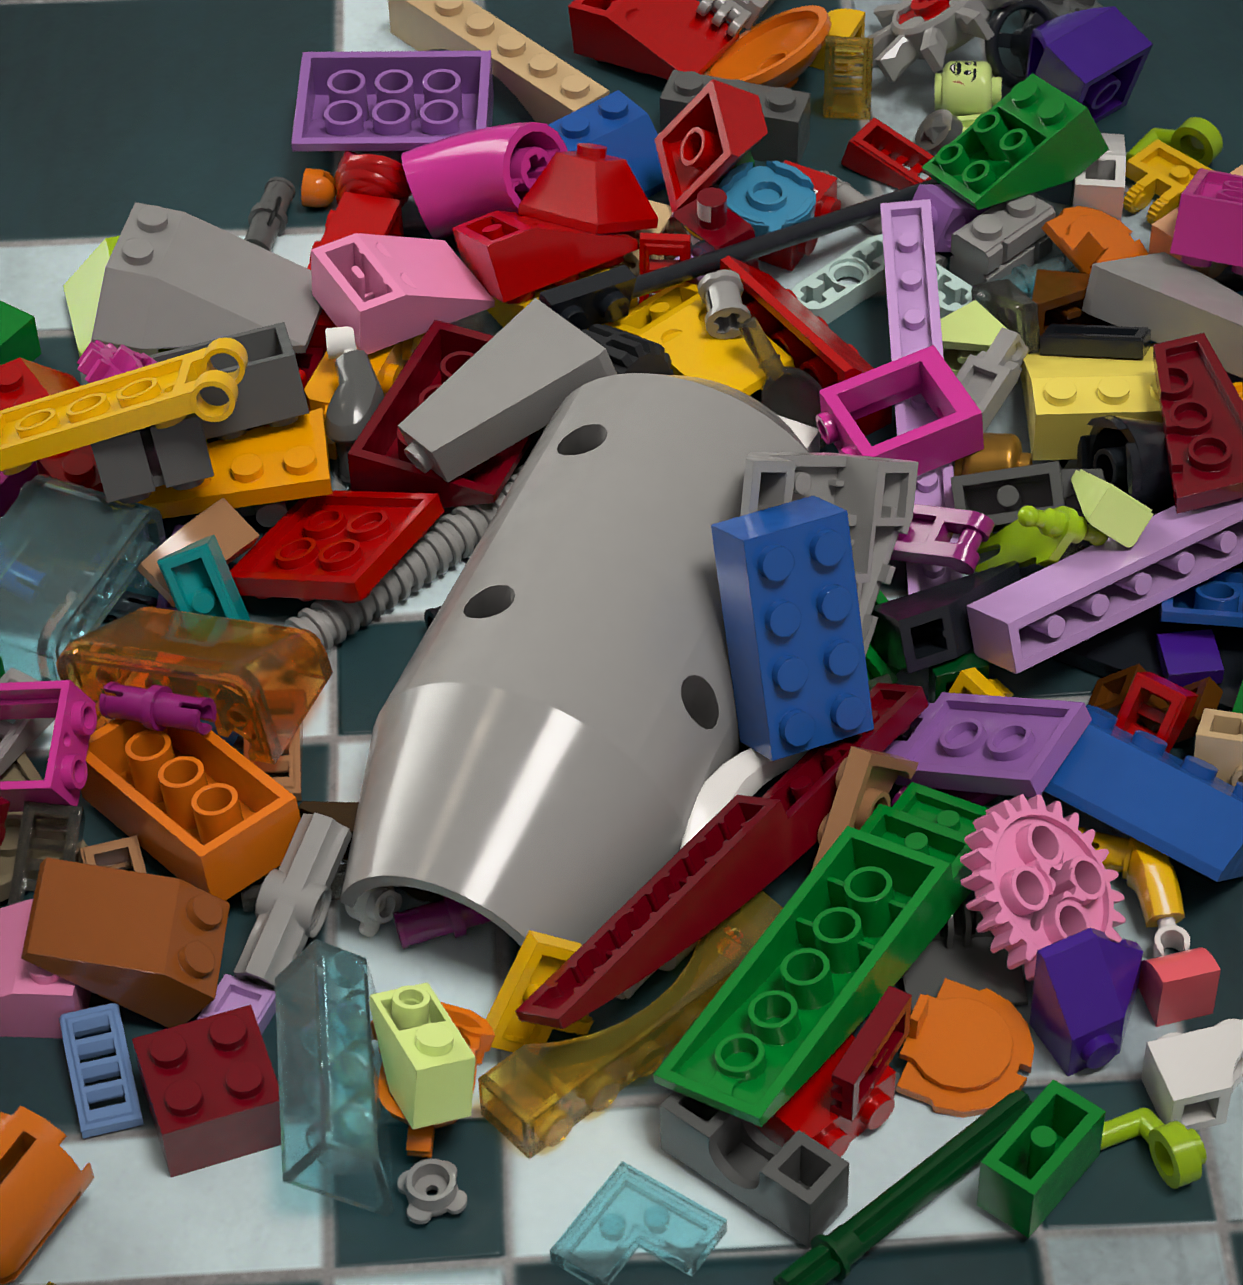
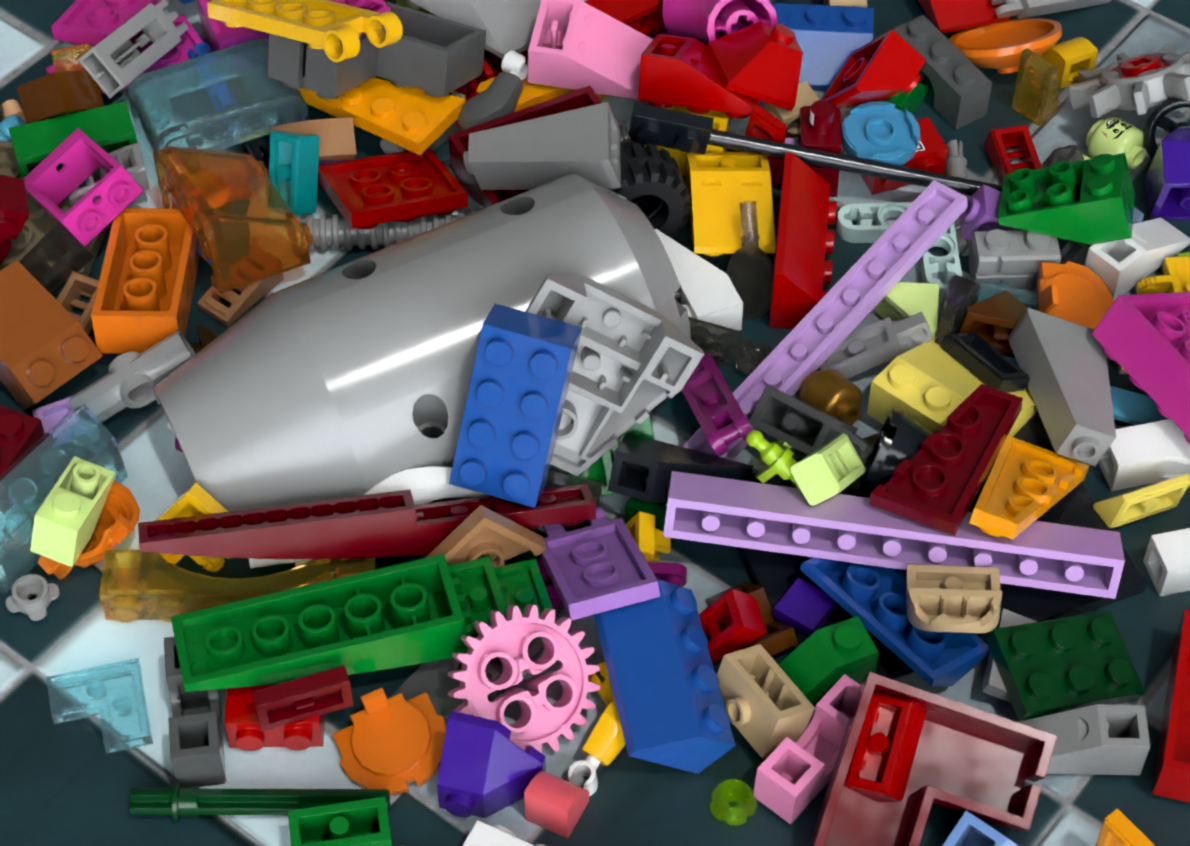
camera: 40 degrees right, 5 degrees up
(157, 708) = (170, 215): magenta pin -> none
(725, 310) = (757, 181): light grey bush -> none
(924, 372) = (777, 355): dark pink window -> none

